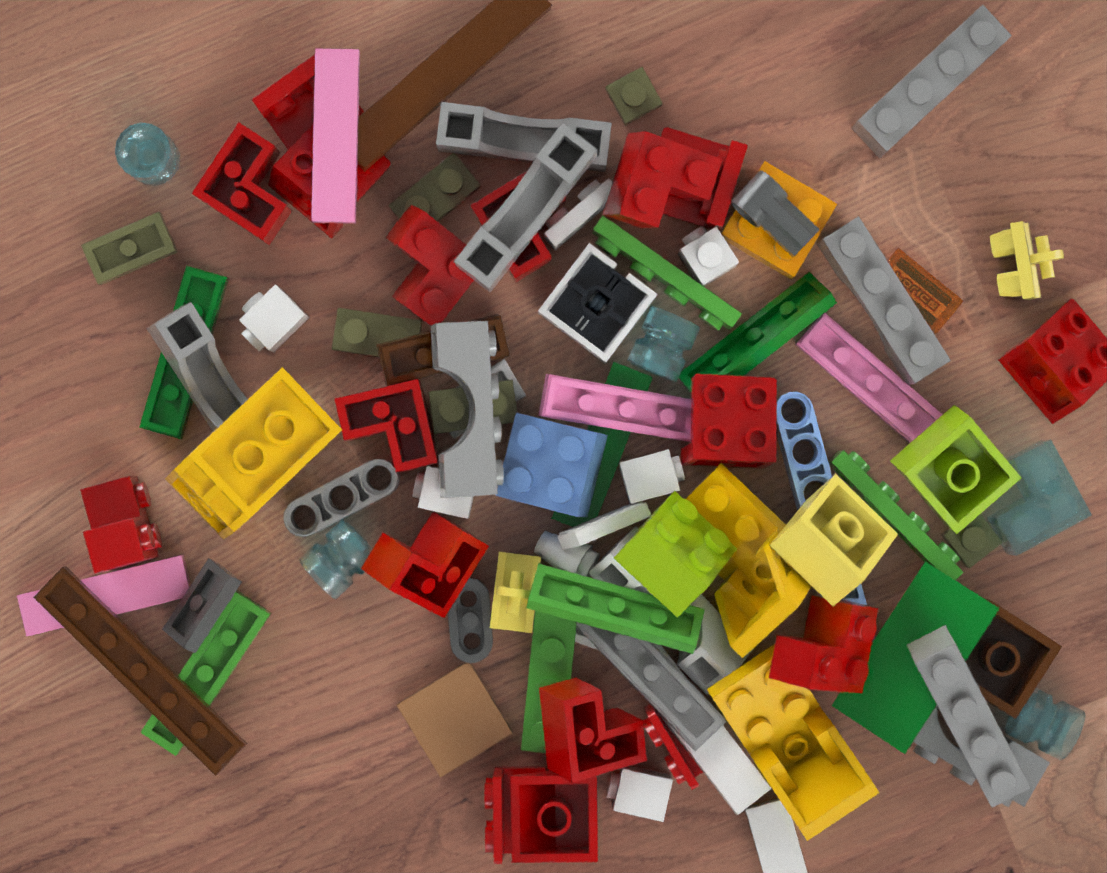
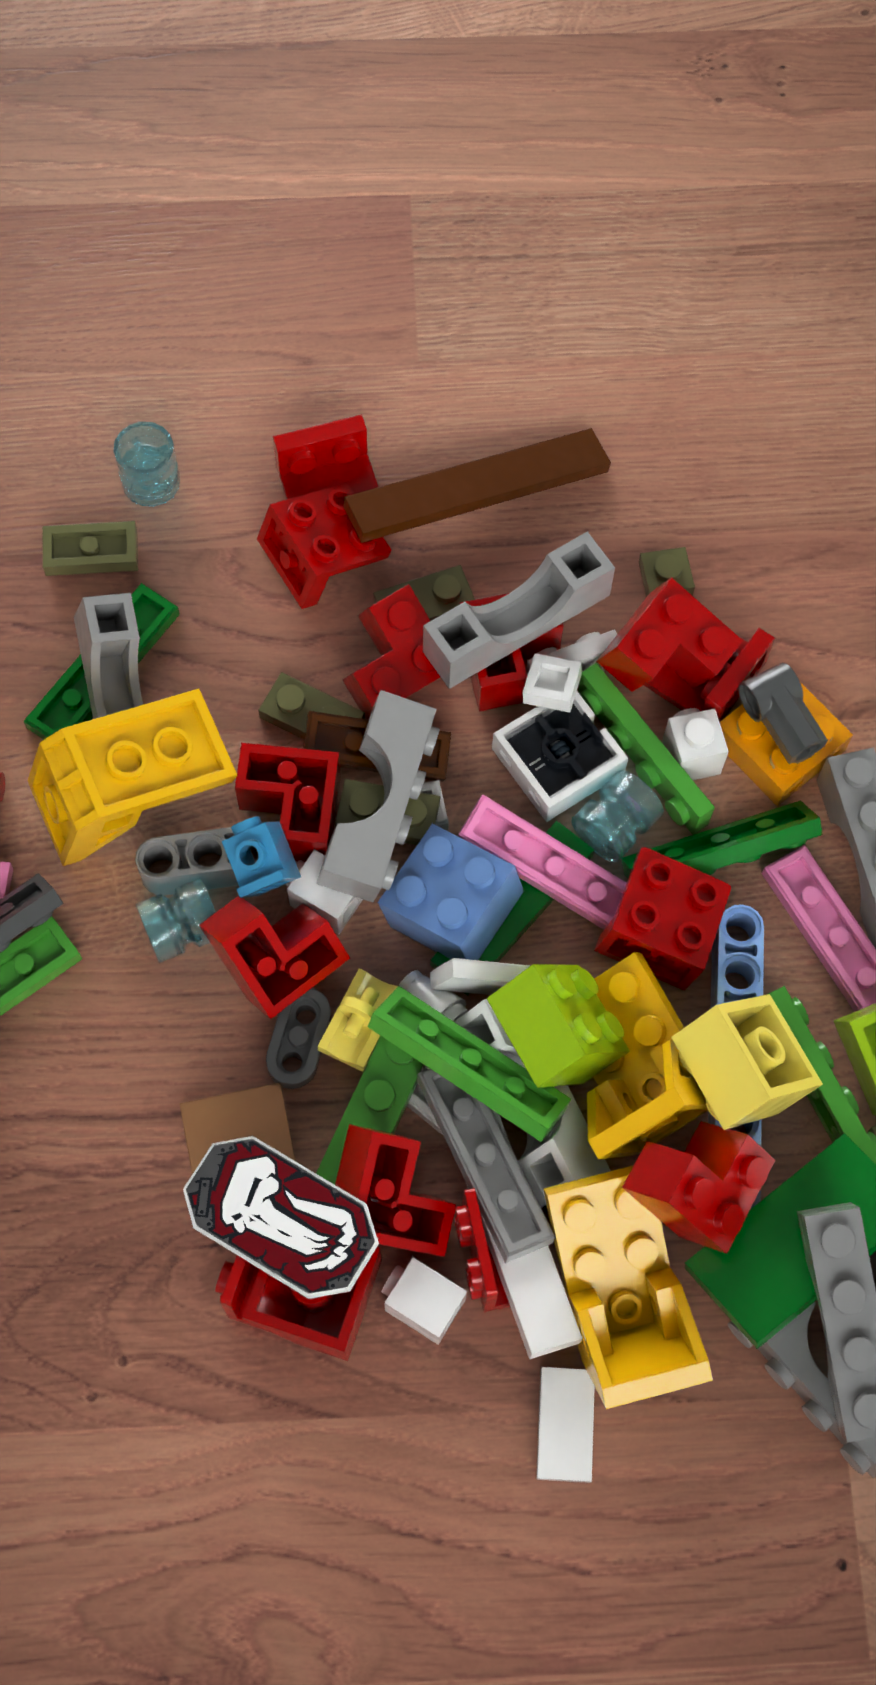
camera: 15 degrees right, 20 degrees down
(234, 182) = (225, 519): red brick -> none
(271, 319) = (209, 658): white brick -> none
(335, 135) = (344, 493): bright pink tile -> none
(389, 497) = (275, 859): none -> dark azure brick
(509, 137) = (495, 551): light grey arch -> none
(515, 786) = (281, 1217): none -> shield
(573, 253) = (552, 682): none -> white plate
(651, 476) = (558, 942): white brick -> none

